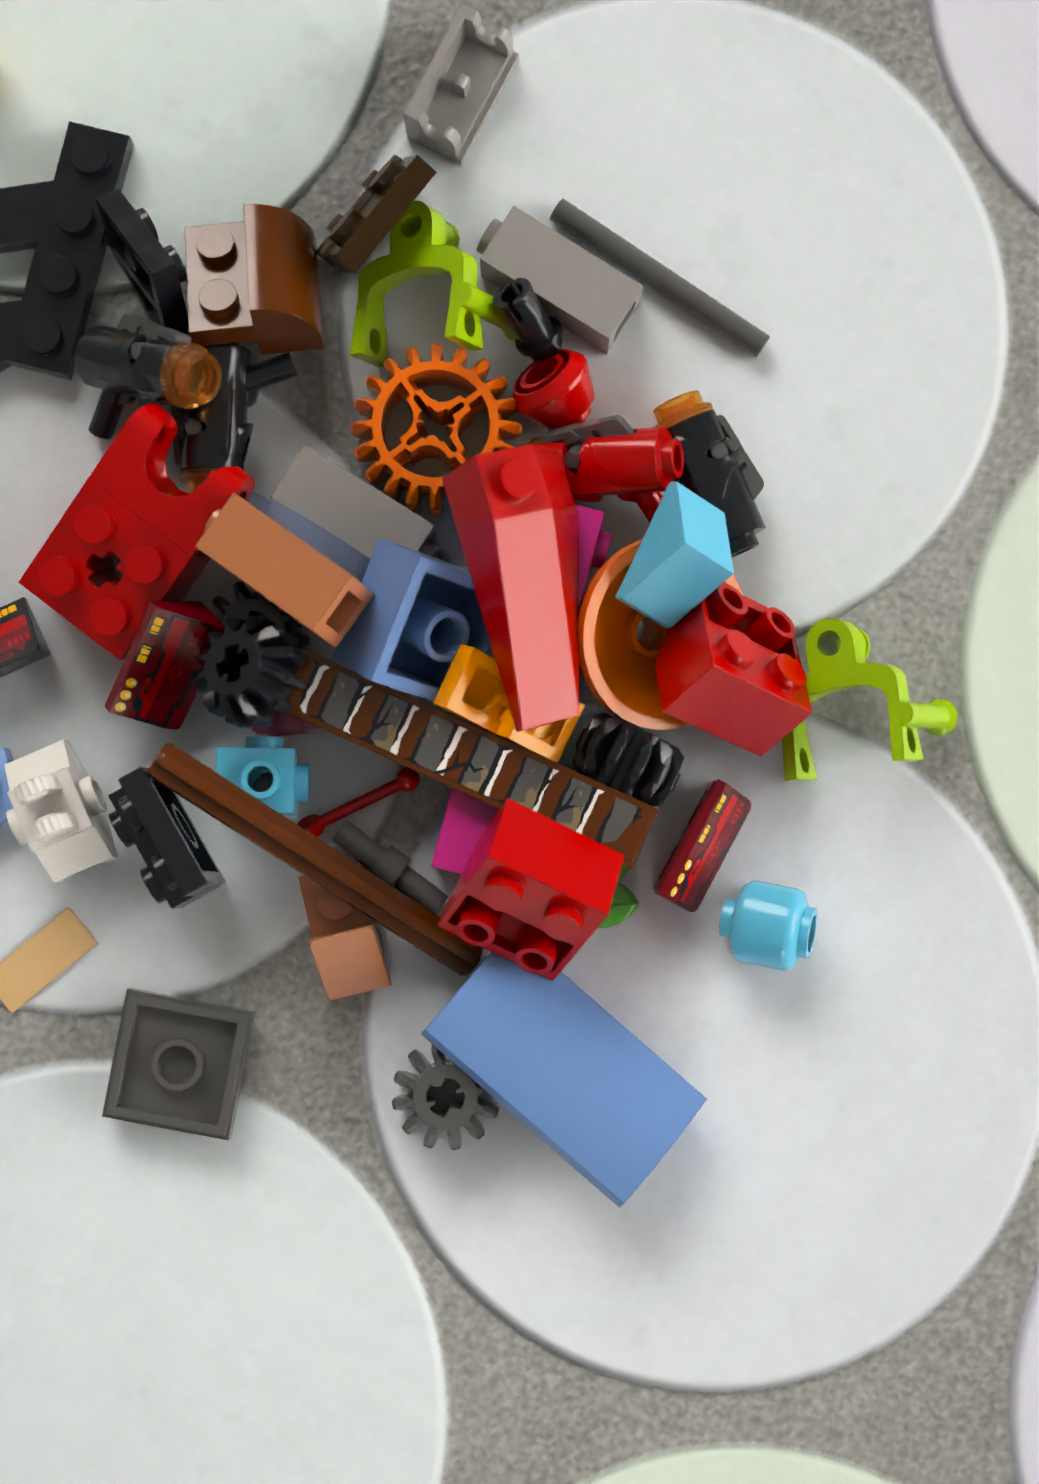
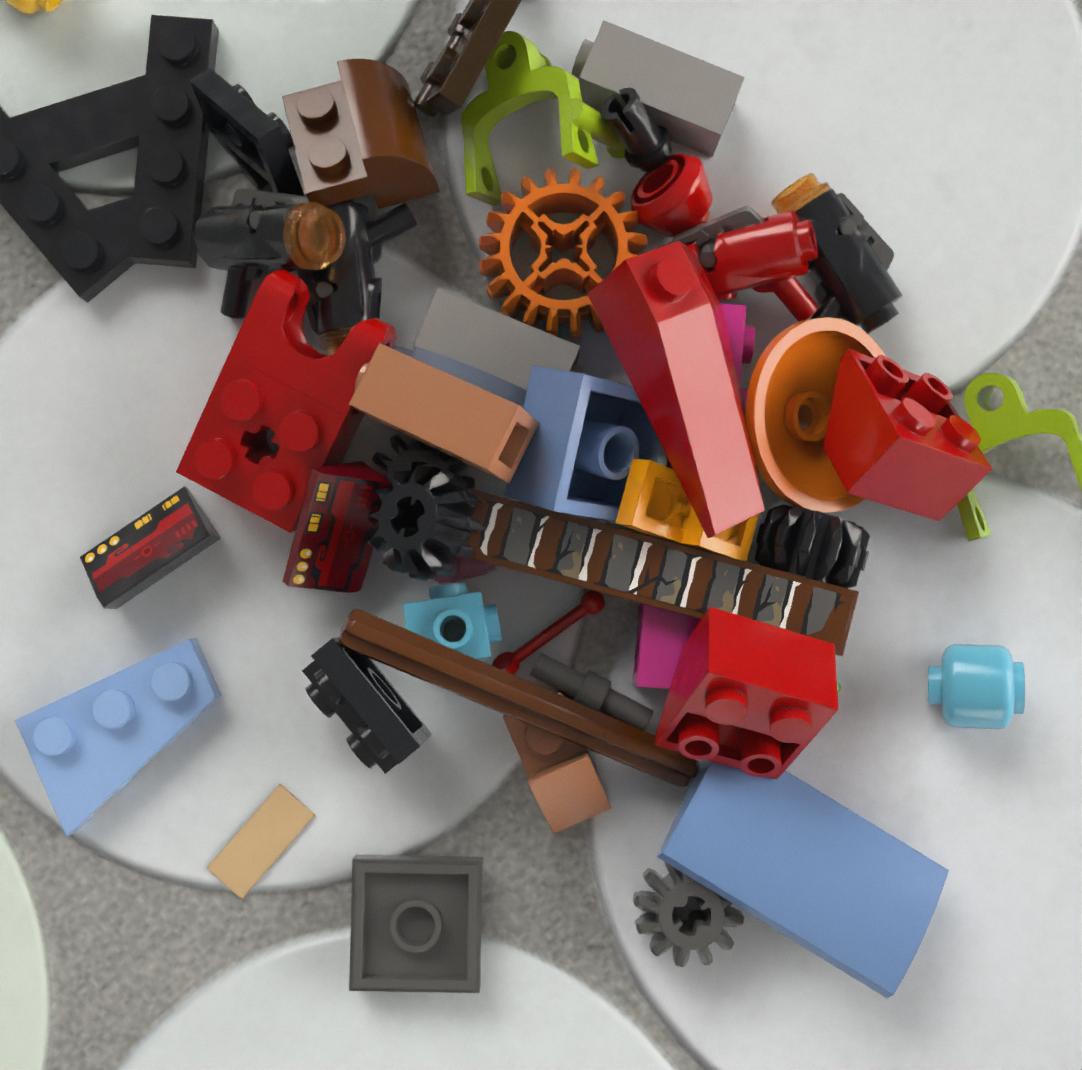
camera: 15 degrees left, 0 degrees up
(58, 811) = (254, 693): white hinge -> none
(659, 277) = (757, 75): dark grey bar -> none
(678, 559) = (834, 338): medium azure slope -> none
(703, 846) = (891, 617): slope -> none

